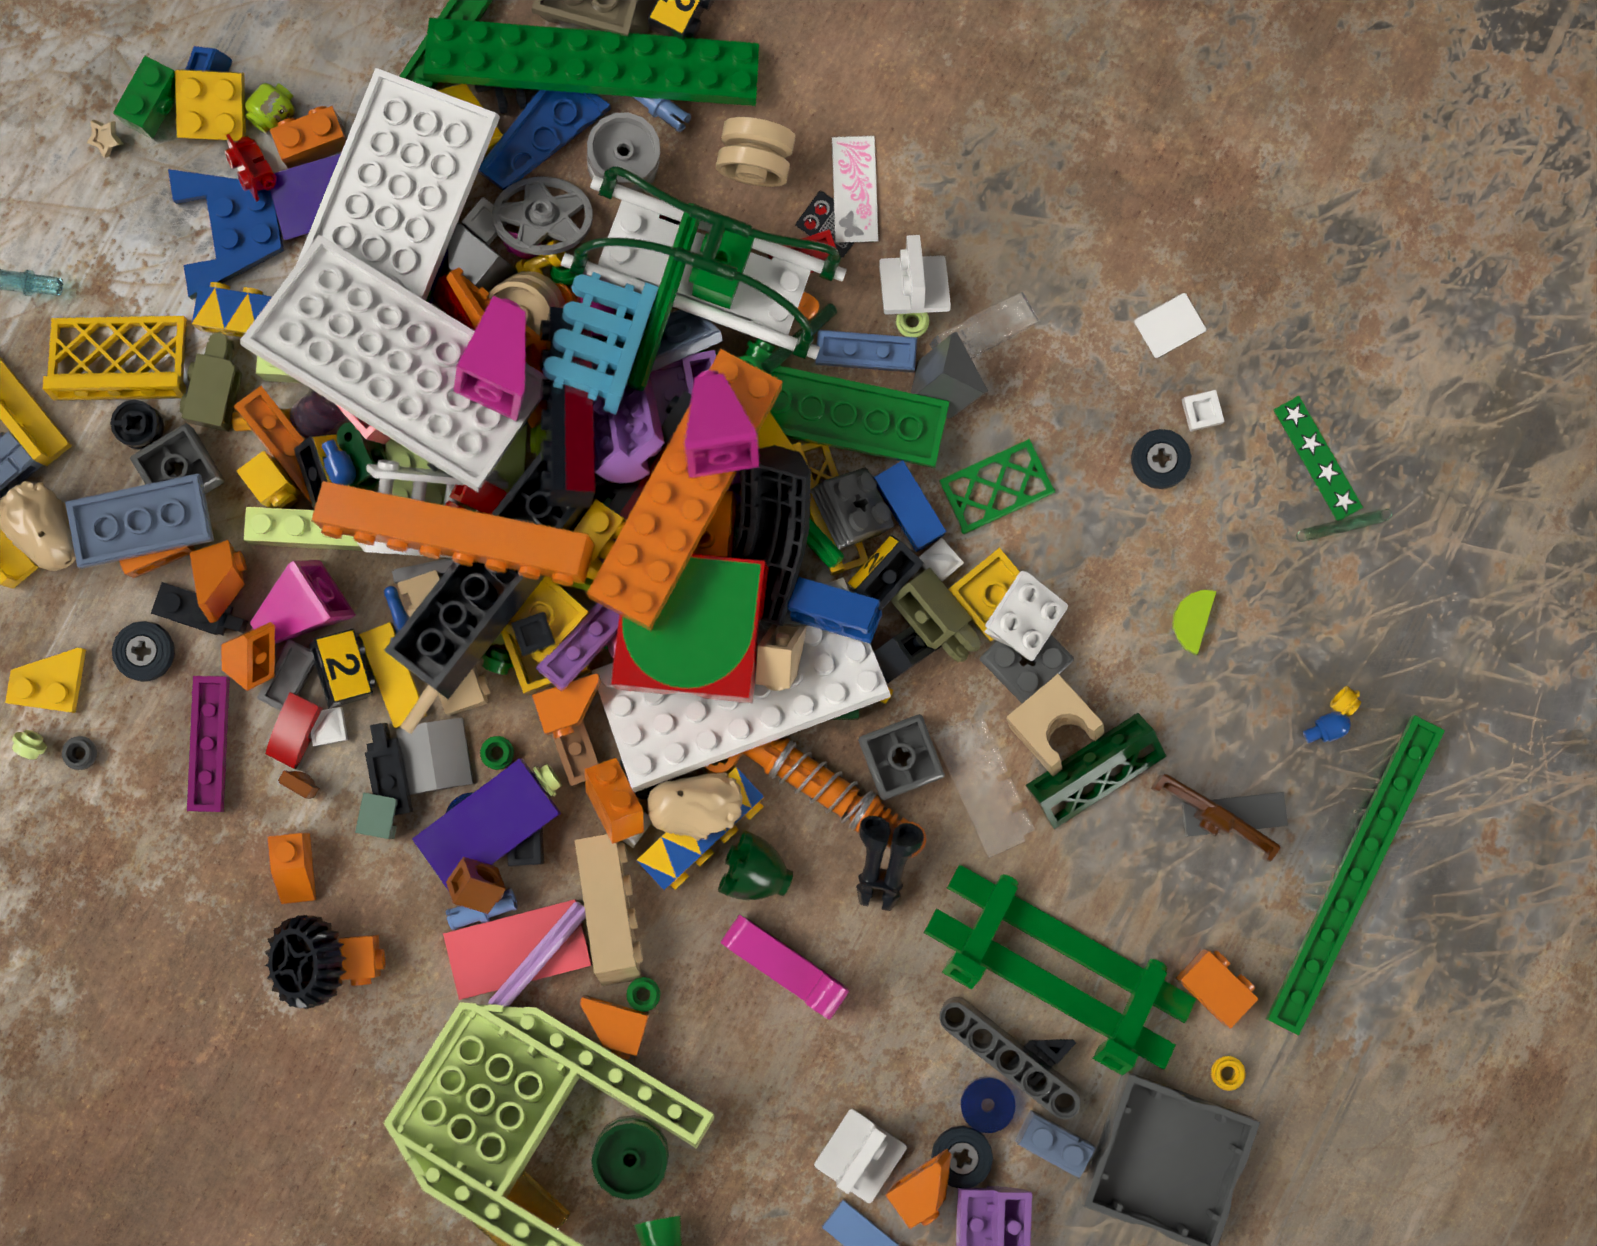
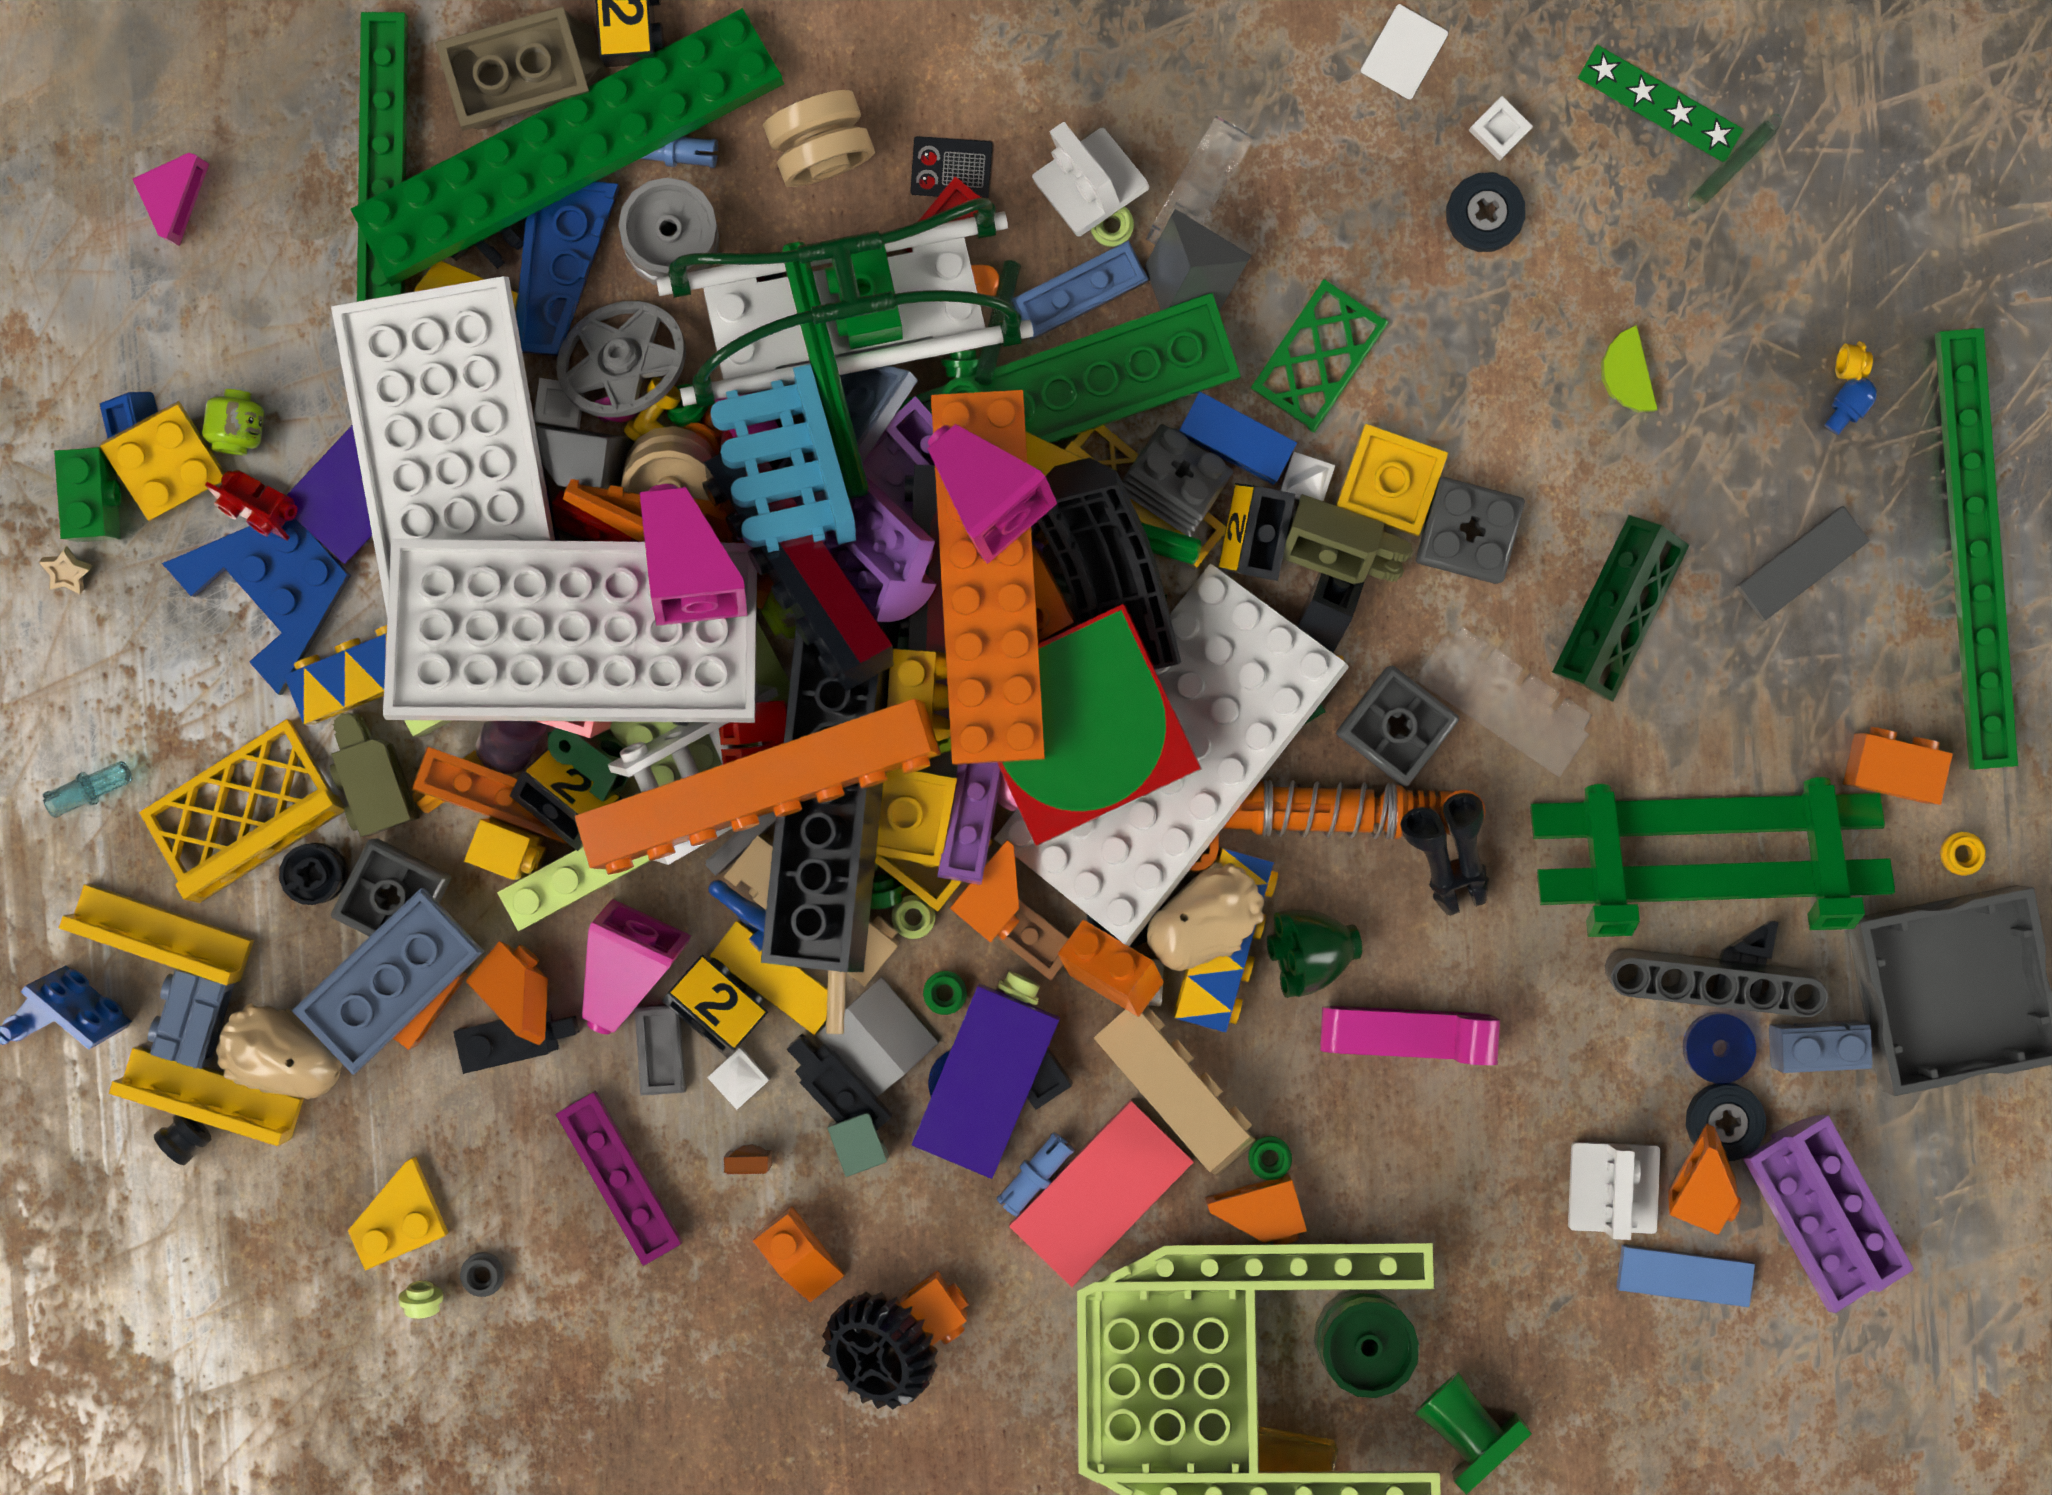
camera: 25 degrees left, 5 degrees up
(153, 665) = (503, 1127): black bush -> none
(250, 656) = (607, 1055): orange slope -> none
(292, 730) = (703, 1106): slope -> none
(309, 137) = (300, 429): orange brick -> none
(338, 464) = (575, 785): blue cylinder -> none
(475, 885) = (1016, 1154): dark orange brick -> none
(497, 686) = (908, 930): none -> yellowish green plate
(533, 633) = (912, 840): black tile -> none
(539, 956) = (1132, 1186): lavender axle -> none
(780, 656) = (1200, 697): tan slope -> none
(834, 610) = (1228, 608): blue piece -> none
(855, 189) = (953, 111): white sticker -> none
(1026, 616) = (1445, 485): white bracket -> none
(1046, 711) = (1529, 573): tan piece -> none
(1217, 818) = (1788, 582): reddish brown plate -> none

